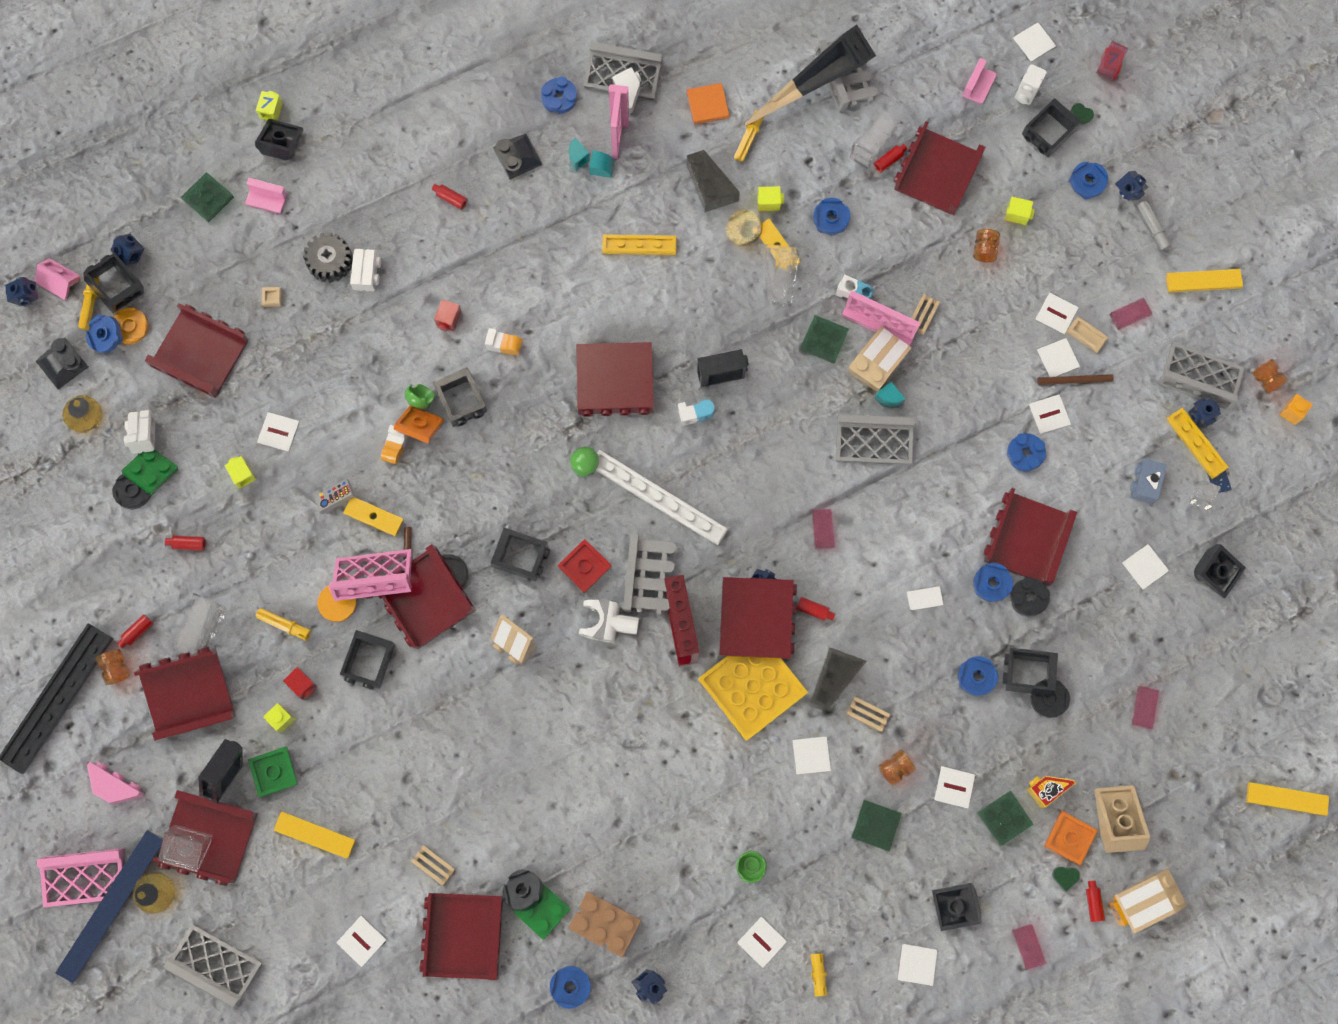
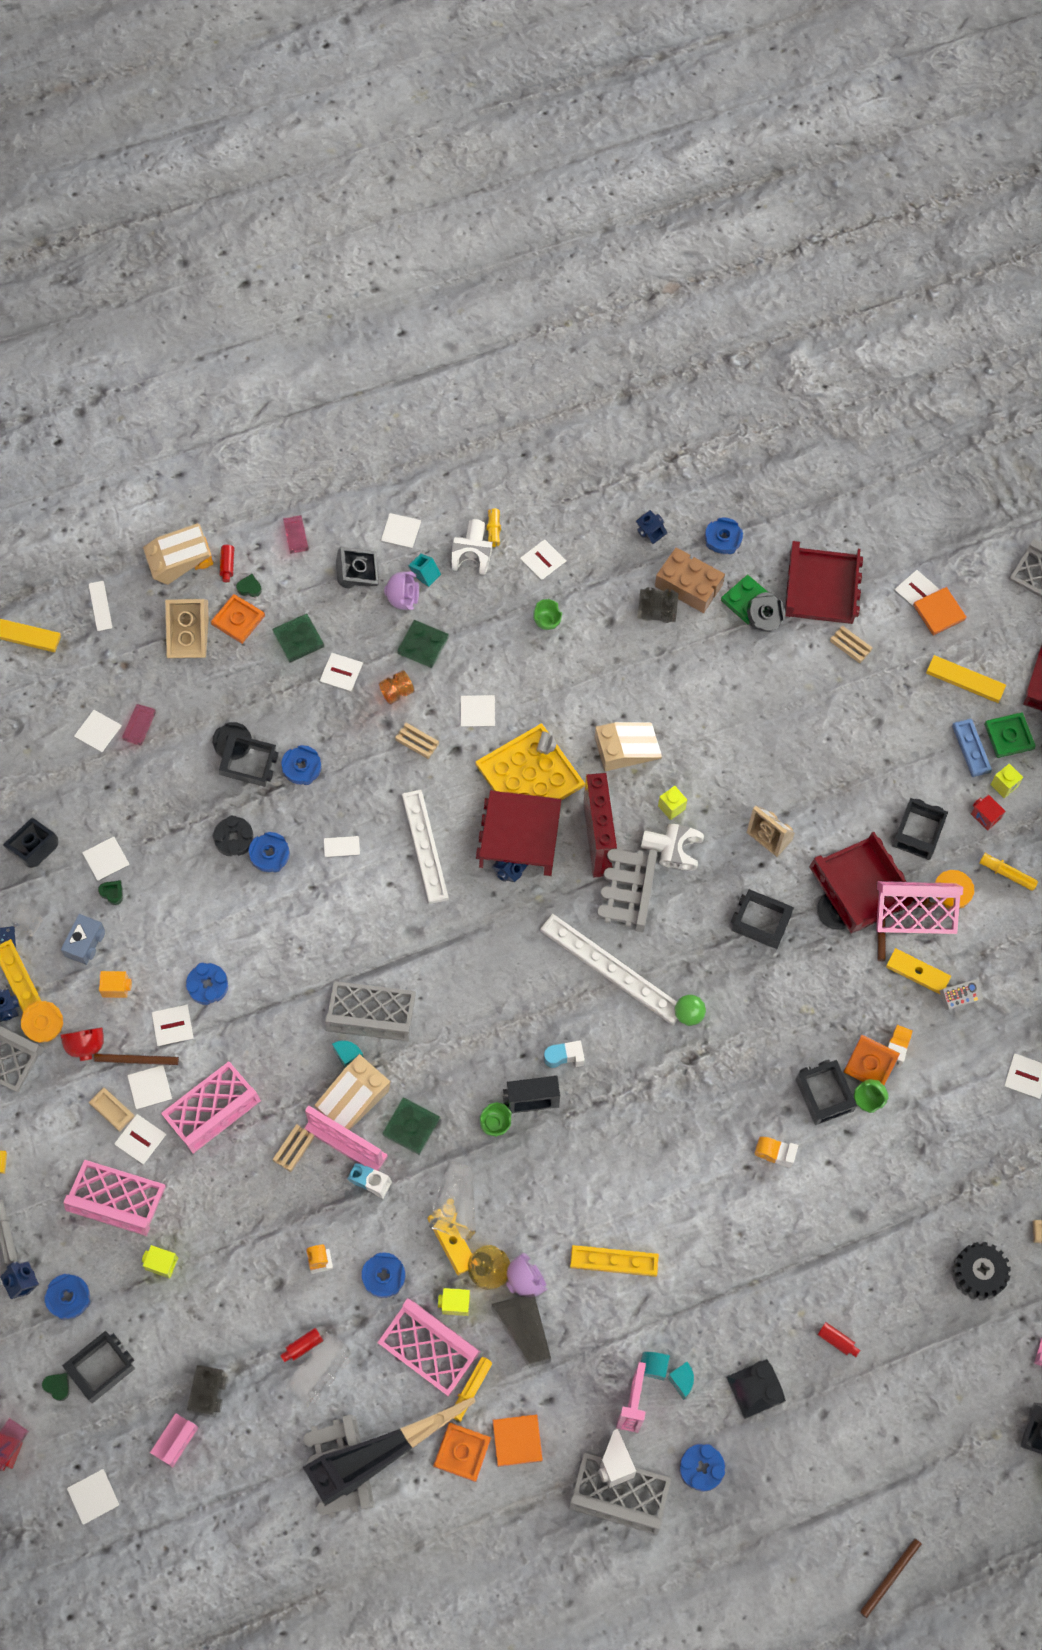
camera: 175 degrees left, 10 degrees down
(312, 757) = (971, 748): none -> medium blue tile
(338, 914) = (939, 611): none -> orange tile
(364, 270) = (937, 1251): white brick -> none
(410, 30) = (890, 1578): none -> reddish brown bar
(447, 315) = (840, 1188): brick -> none
(584, 566) = (694, 903): red plate -> none
(610, 665) = (672, 802): none -> neon yellow brick
(614, 379) = (652, 1099): dark red panel -> none
(637, 889) = (657, 605): none -> clear smoke brick
(658, 726) = (626, 744): none -> tan slope
(712, 220) = (525, 1277): none -> lavender cylinder
(739, 712) = (546, 743): none -> light grey plate
(750, 91) = (462, 1452): none -> orange tile
(753, 347) = (495, 1119): none -> bright green hair
(780, 176) = (441, 1331): none -> bright pink fence
(814, 609) = (458, 841): red cylinder -> none
(823, 528) = (439, 922): clear pink tile -> none
(834, 677) = (447, 771): clear smoke wedge -> none
(839, 945) = (472, 547): none -> white connector
(845, 603) = (425, 847): none -> white tile
(886, 912) = (425, 569): none -> teal brick
(888, 221) = (319, 1258): none -> light orange leg
(906, 880) = (402, 590): none -> lavender cylinder
(937, 170) = (245, 1326): dark red panel -> none
(961, 115) = (206, 1391): none -> clear smoke brick
(987, 243) = (207, 1218): clear orange wheel -> none
(989, 333) = (223, 1117): none -> bright pink fence
(1029, 537) = (221, 895): dark red panel -> none
(1030, 84) = (114, 1420): white brick -> none
(1047, 789) = (250, 658): slope -> none
(1068, 244) = (108, 1214): none -> bright pink fence
(1110, 441) = (114, 984): none -> light orange brick
(1126, 385) = (83, 1043): none -> red cylinder
(1130, 313) = (56, 1129): clear pink tile -> none
(1131, 532) = (112, 892): none -> dark green tile
(1166, 403) = (42, 1021): none -> light orange tile
(1183, 699) = (98, 730): none -> white sticker
(1214, 841) = (100, 605): none -> white sticker

